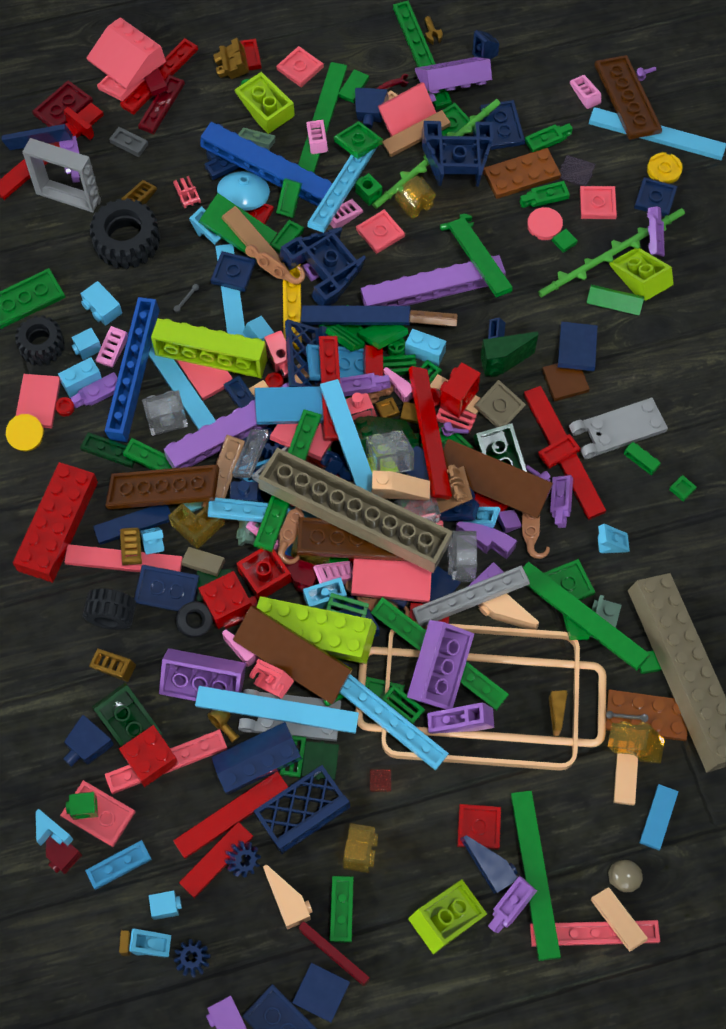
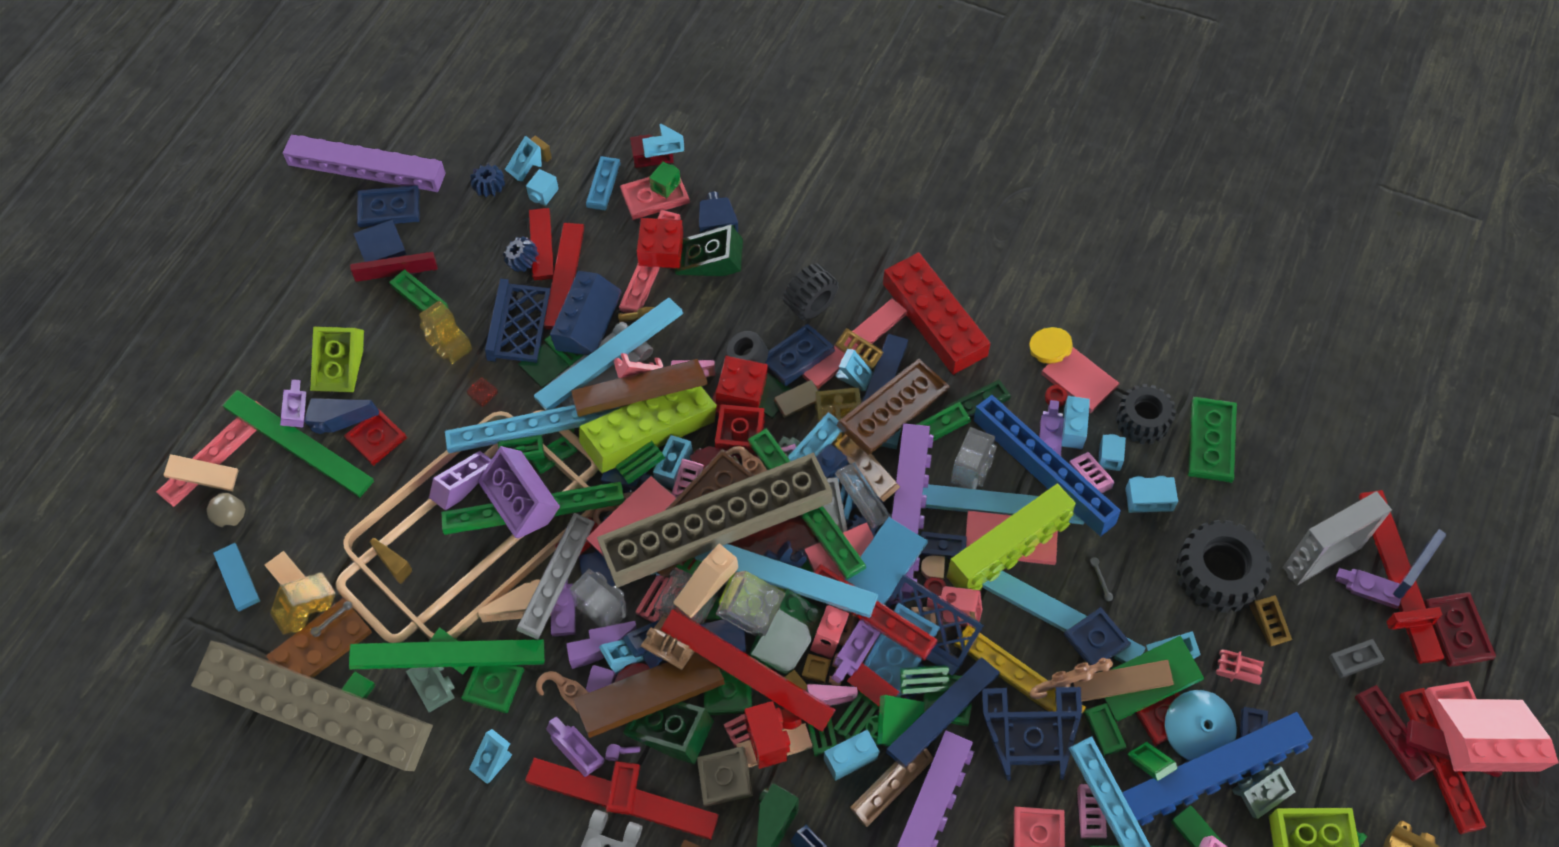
camera: 130 degrees right, 5 degrees down
(123, 670) = (756, 284): pearl gold slope -> none
(186, 671) = (694, 327): medium lavender slope -> none
(257, 329) = (999, 607): medium azure brick -> none
(289, 901) = (462, 264): light nougat slope -> none
(448, 429) = (738, 699): medium lavender hand -> none

